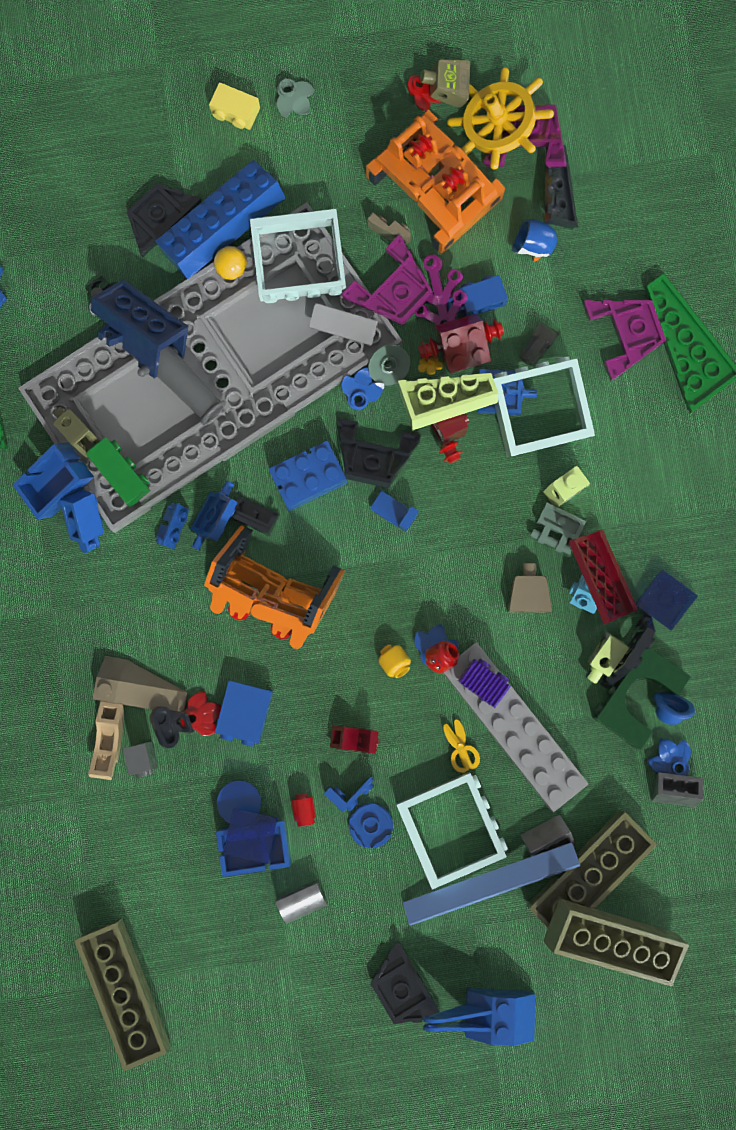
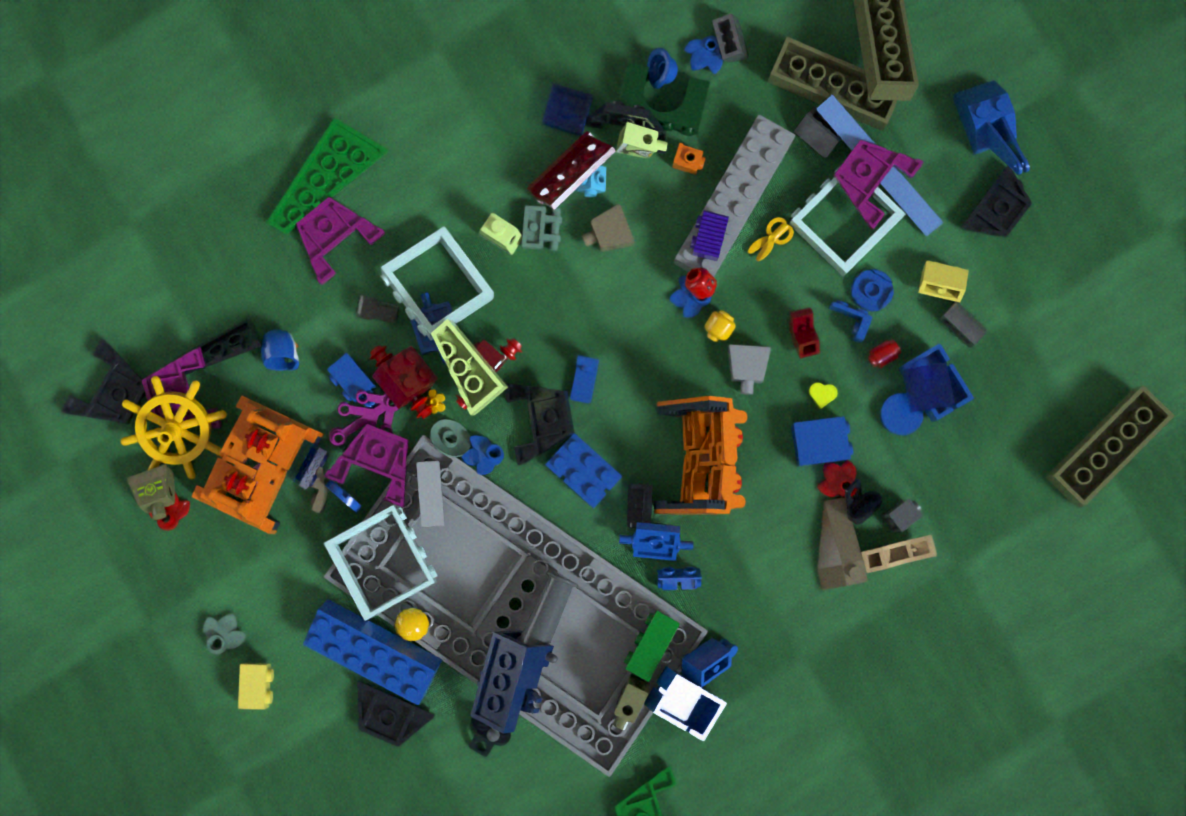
camera: 110 degrees left, 0 degrees up
(289, 733) = (822, 394): none -> neon yellow tile
(344, 672) = (748, 365): none -> light grey torso
(350, 899) = (943, 281): none -> light yellow brick
(373, 245) = (344, 496): none -> blue tile
(417, 231) = (314, 459): none -> clear blue plate
(489, 865) = (864, 172): none -> magenta wing
(558, 84) = (118, 385): none -> black wing
(577, 691) = (681, 163): none -> orange brick

